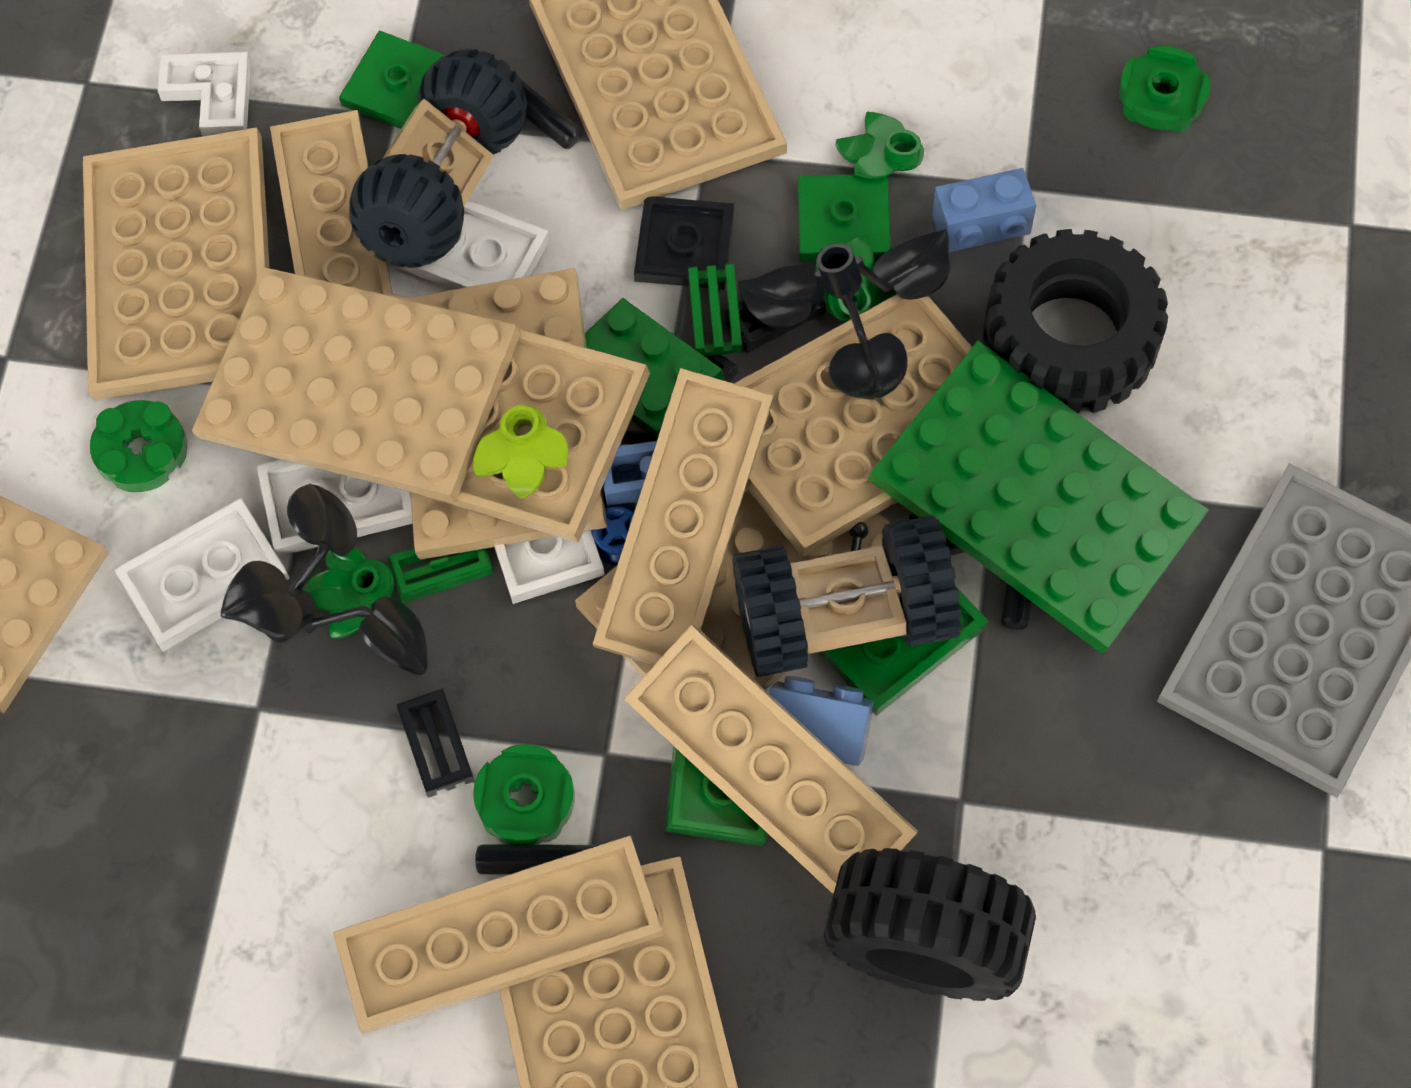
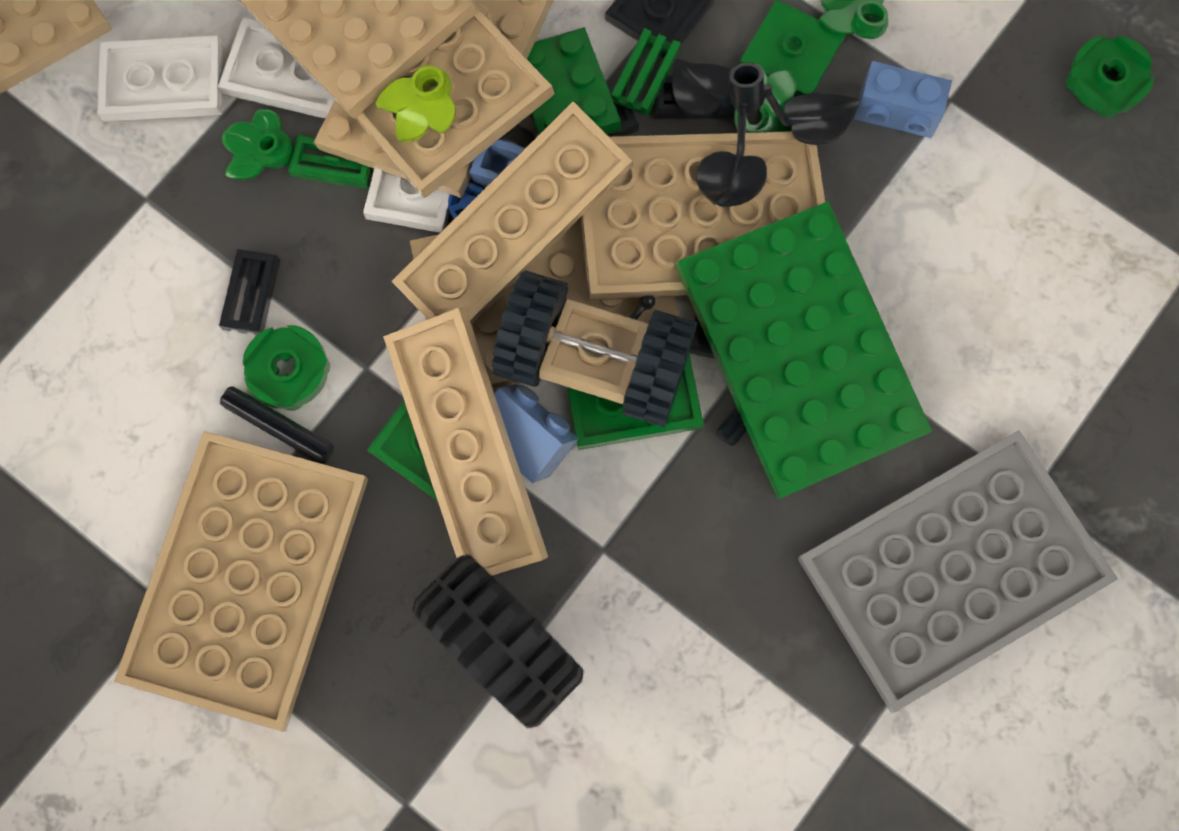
camera: 30 degrees right, 10 degrees up
(263, 600) = (162, 123): black plant -> none
(496, 934) = (196, 461): tan plate -> none
(1089, 271) = (950, 187): black tyre -> none

